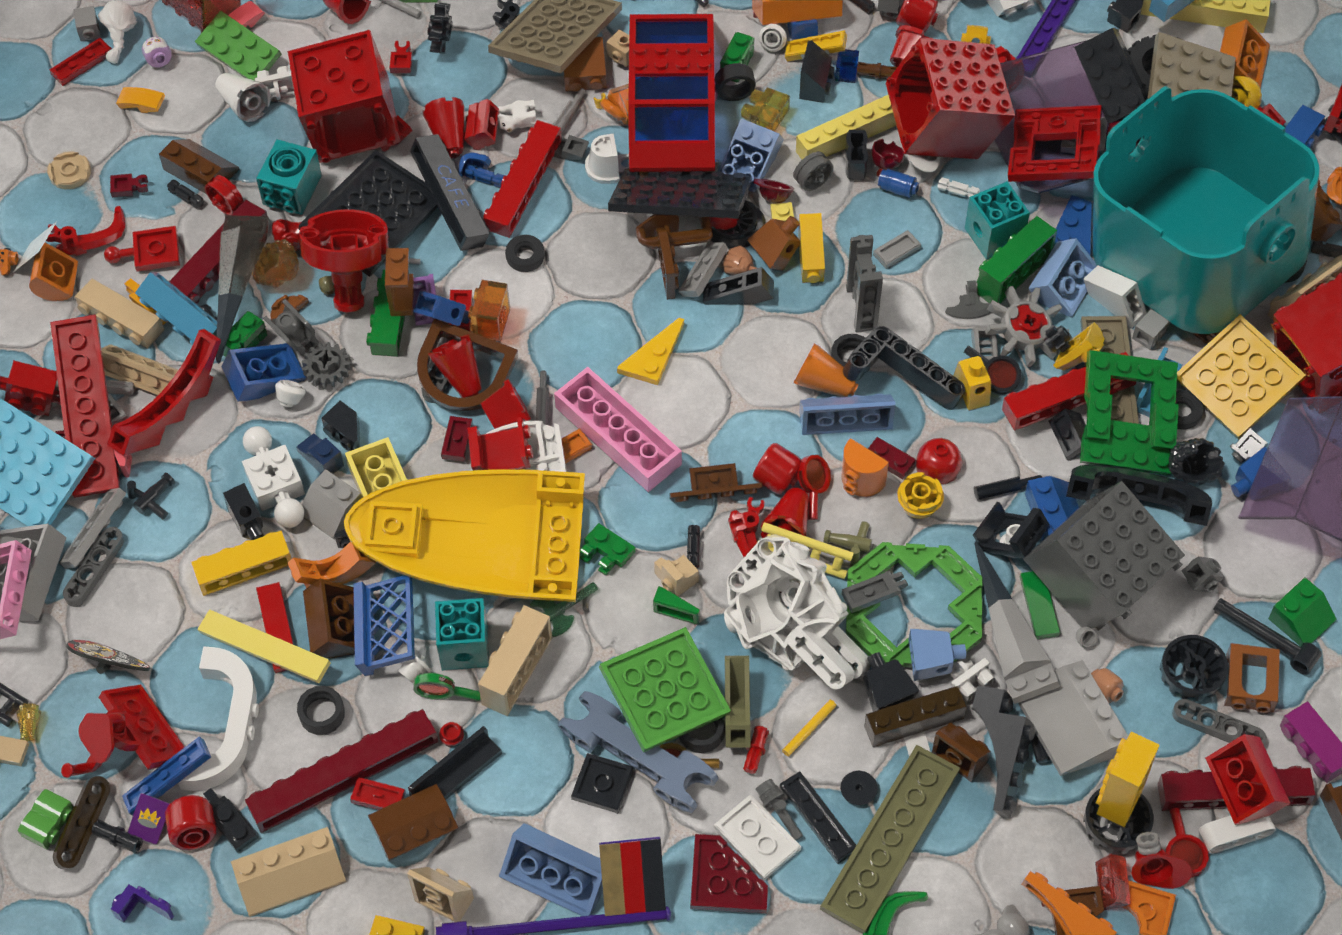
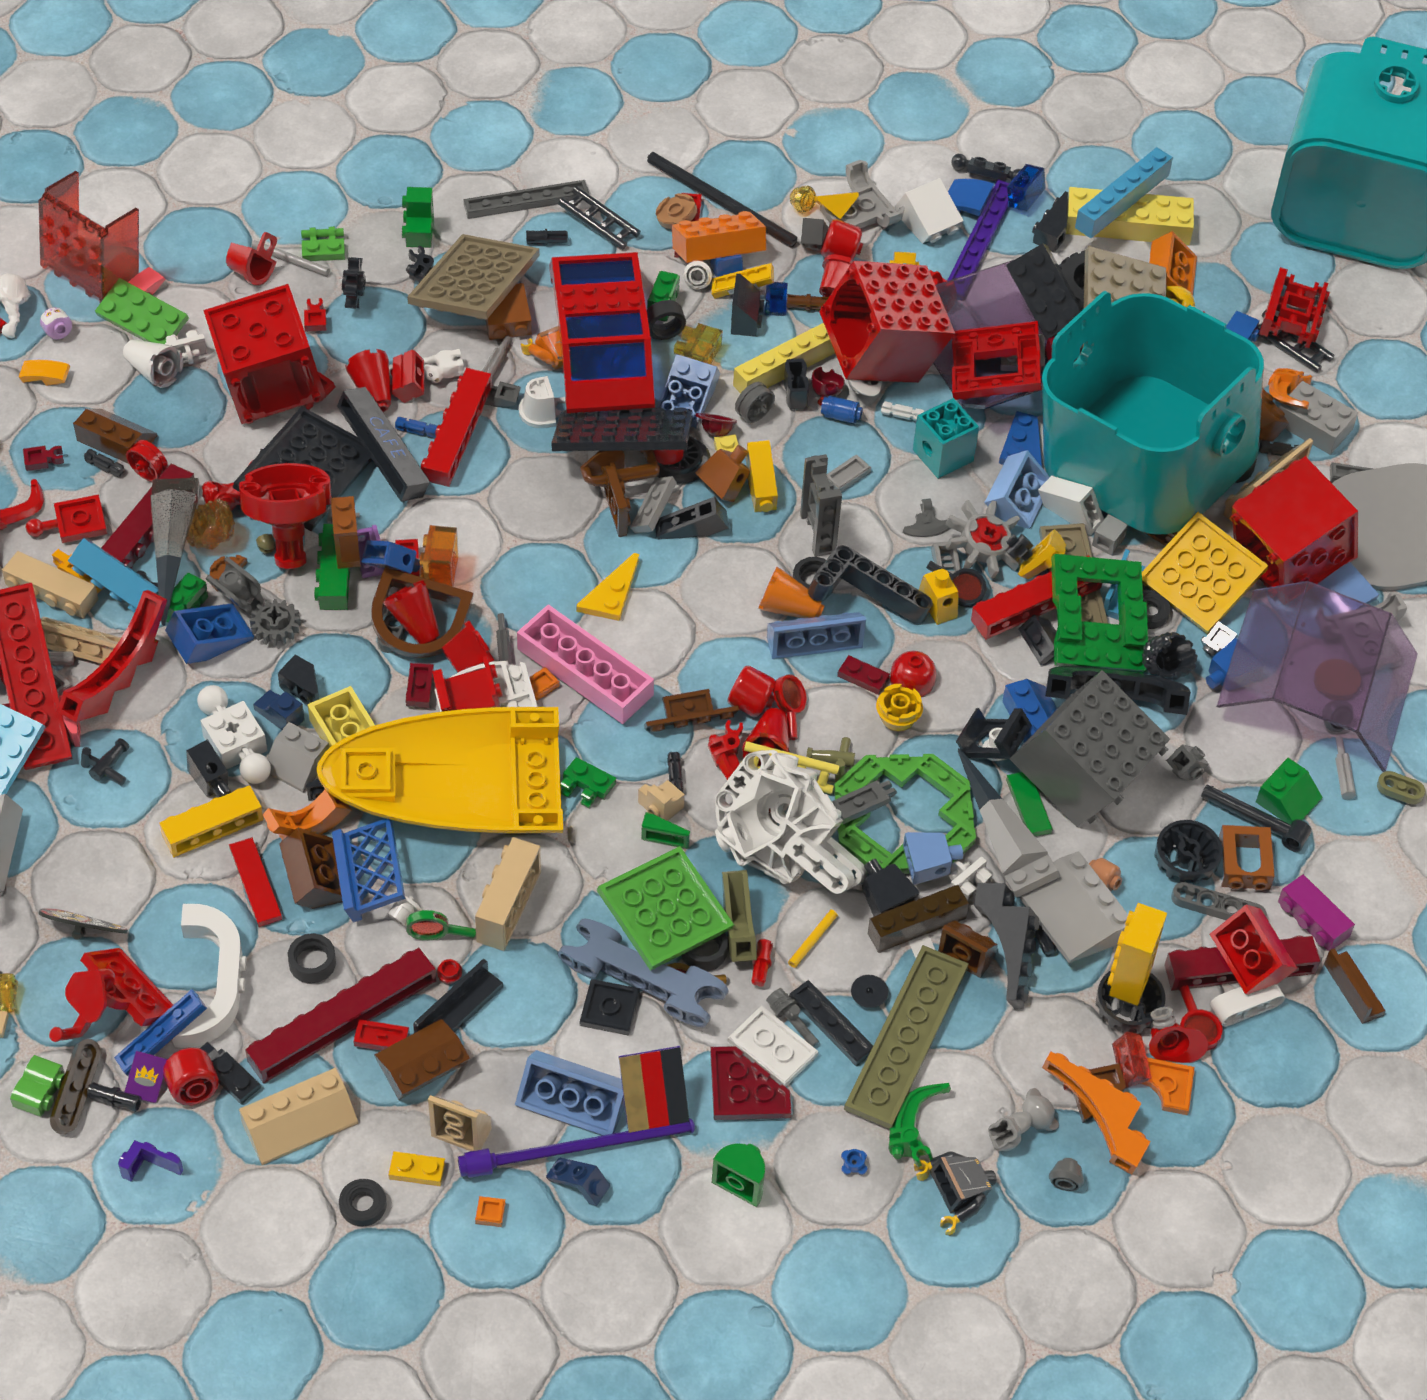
camera: 10 degrees left, 5 degrees down
(88, 535) = (51, 794): light grey plate -> none
(91, 565) = (51, 835): dark grey beam -> none
(264, 646) = (245, 900): light yellow tile -> none
(289, 177) = (213, 438): teal brick -> none
(289, 392) = (240, 651): white cone -> none
(462, 634) = (451, 871): teal brick -> none
(474, 159) = (405, 411): blue hair -> none
(524, 241) = (467, 511): black tyre -> none
(559, 621) = (550, 856): clear green piece -> none
(619, 48) = (542, 293): tan brick -> none
(738, 261) = (687, 494): nougat piece -> none
(862, 470) = (839, 686): orange brick -> none
(1001, 487) = (977, 695): black axle -> none
(1015, 260) = (969, 475): green brick -> none
(1086, 636) = (1079, 830): light grey hinge -> none

